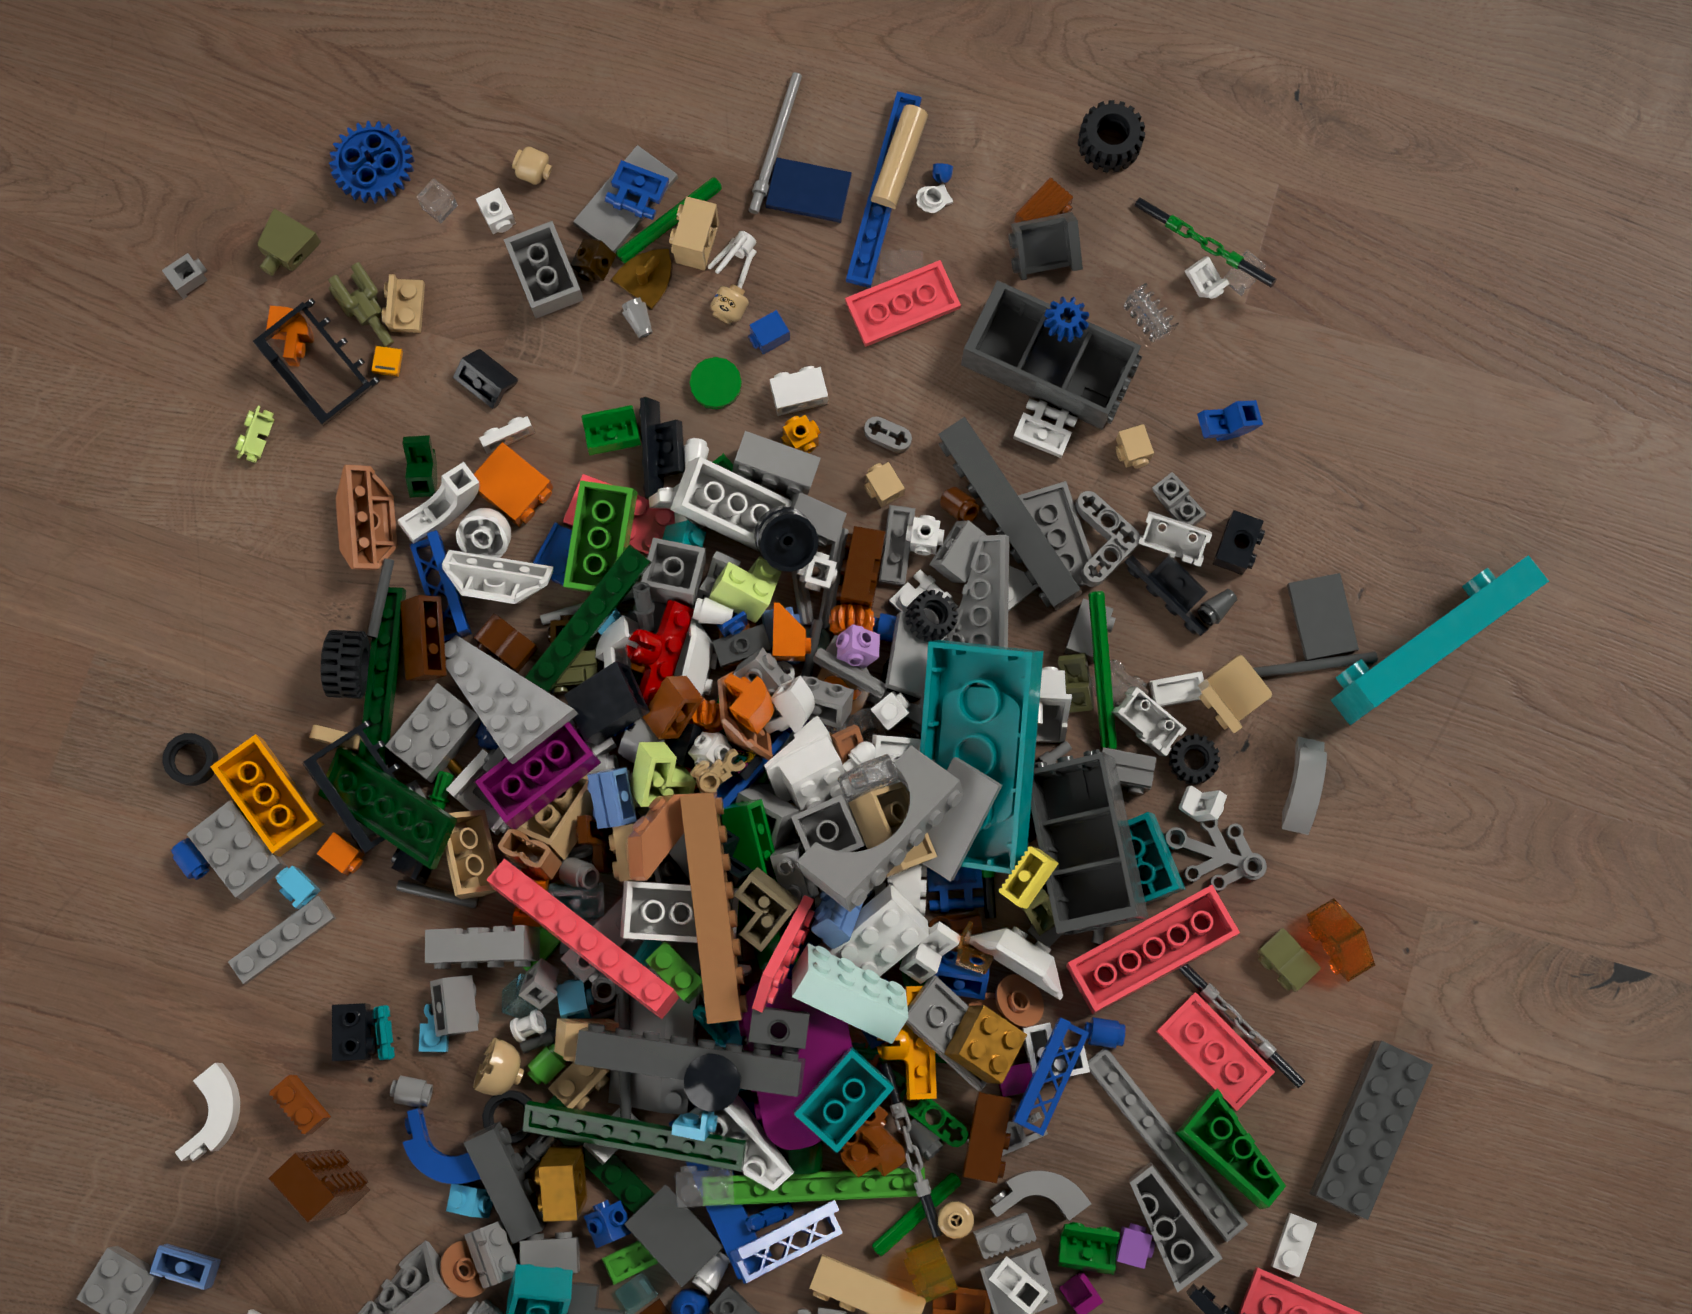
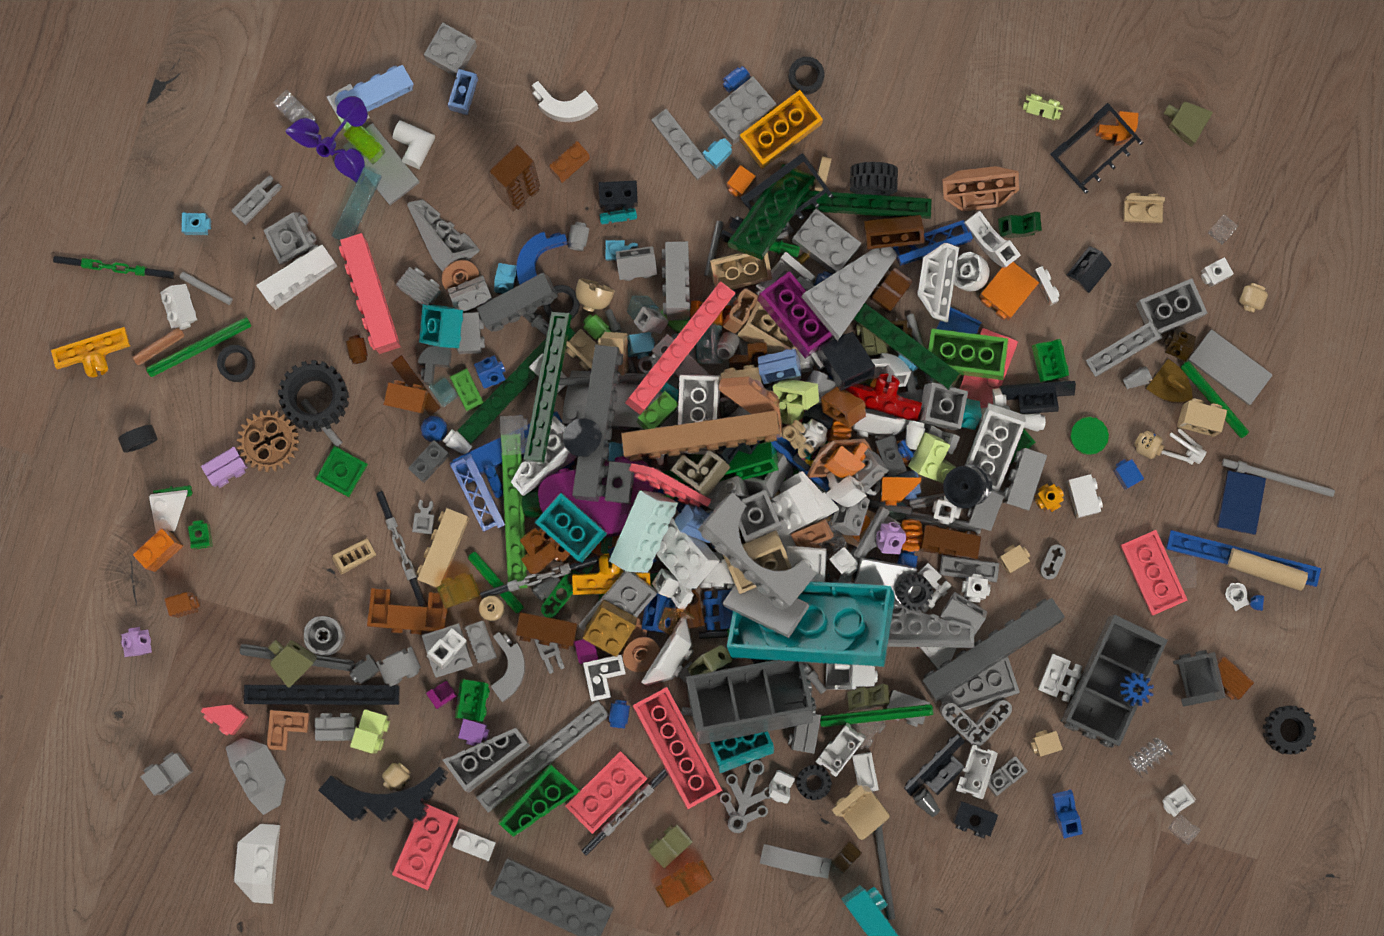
camera: 90 degrees right, 5 degrees up
(180, 269) = (1161, 45): light grey brick -> none
(359, 144) = (1239, 190): blue gear -> none
(361, 302) = (1143, 178): olive plant -> none
(380, 598) = (922, 201): dark grey bar -> none
(387, 361) = (1100, 198): light orange tile -> none
(528, 1025) = (623, 314): white bush -> none
(562, 1183) = (516, 339): pearl gold brick -> none
(598, 331) = (1123, 349): none -> light grey plate
(640, 183) = (1241, 375): blue plate -> none
(643, 606) = (916, 385): dark grey axle -> none
(673, 1236) = (481, 415): dark grey tile -> none
(693, 1127) = (553, 426): medium azure bracket -> none
(717, 1030) = (618, 444): teal axle -> none
(861, 753) = (810, 539): white cylinder -> none
(868, 777) = (793, 543): clear brick -> none
(959, 504) = (999, 613): reddish brown brick -> none
(1028, 877) = (724, 656): light yellow brick -> none
(1041, 1071) = (591, 666): blue fence -> none
(1233, 258) = (1221, 777): piece -> none
(1294, 715) = (846, 857): none -> dark brown leg
(1322, 617) = (920, 880): dark grey tile -> none

